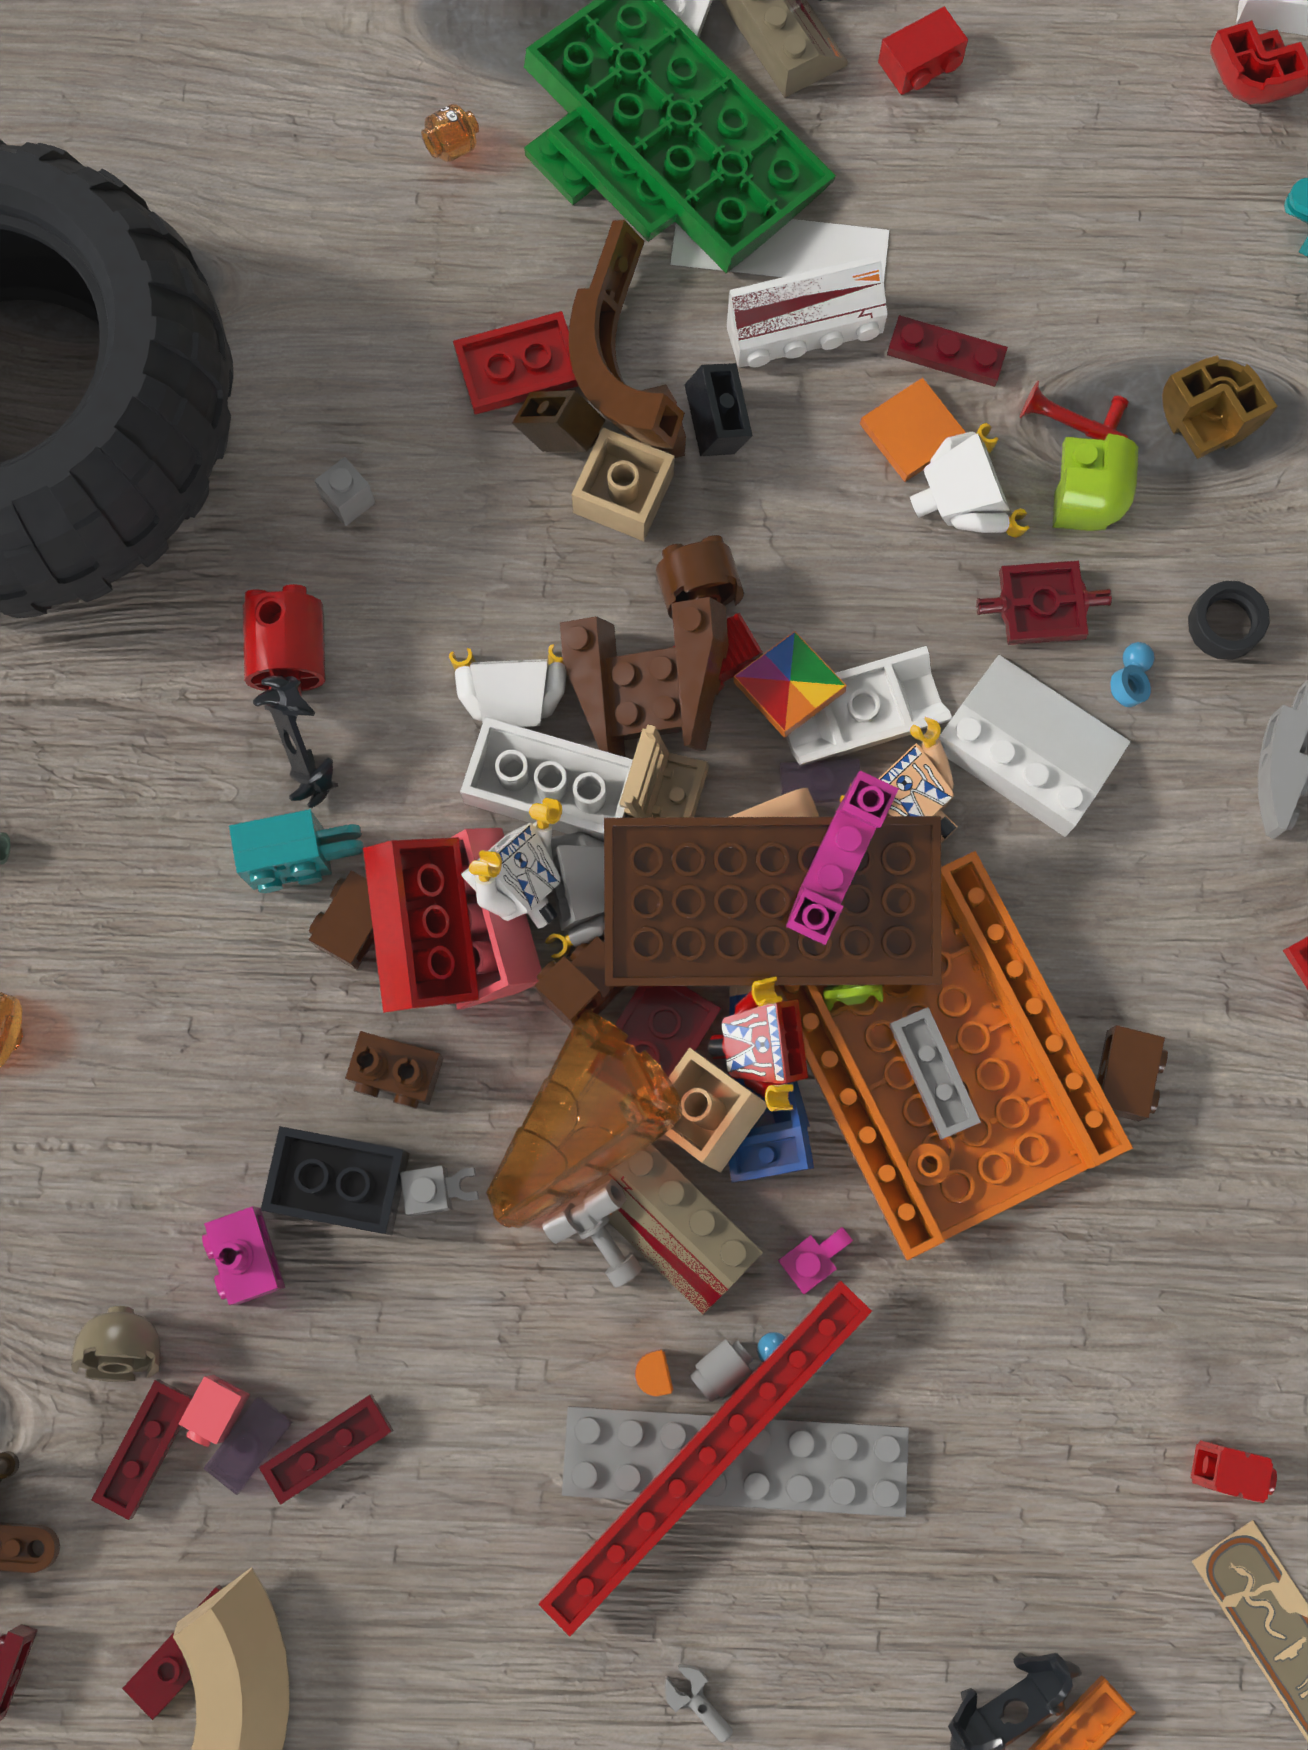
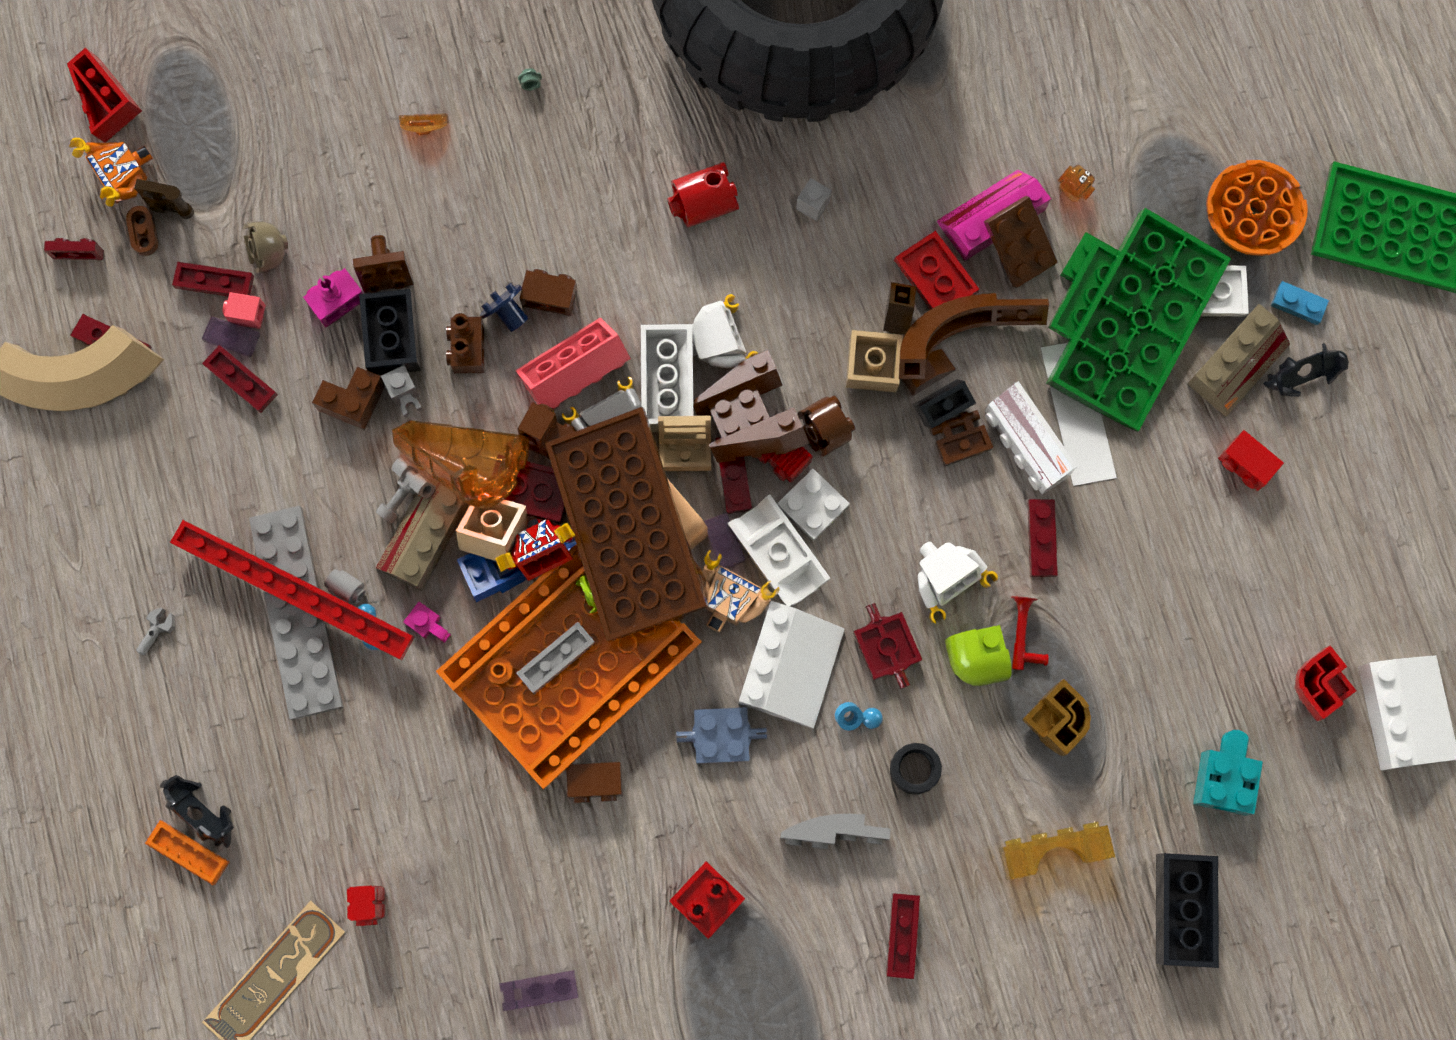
camera: 70 degrees right, 0 degrees up
(228, 1162) = (383, 268): none -> reddish brown plate
(285, 705) = (630, 236): black piece -> none
(290, 849) = (576, 240): teal brick -> none
(350, 992) = (506, 308): none -> dark blue piece
(420, 923) = (552, 328): red brick -> none
(432, 1271) = (352, 404): none -> reddish brown brick
(452, 256) = (966, 223): none -> dark pink slope
(513, 229) = (1020, 241): none -> reddish brown plate
(520, 869) = (601, 373): torso -> none
(653, 1374) = (331, 548): orange brick -> none
(735, 740) = (735, 485): none -> dark red plate
(783, 407) = (964, 444): none -> reddish brown plate
(789, 684) = (775, 500): tile -> none
(814, 623) = (813, 504): none -> white plate
(839, 856) = (655, 550): dark pink slope -> none
(910, 428) = (980, 530): orange tile -> none
(1107, 872) = (721, 735): none -> sand blue plate

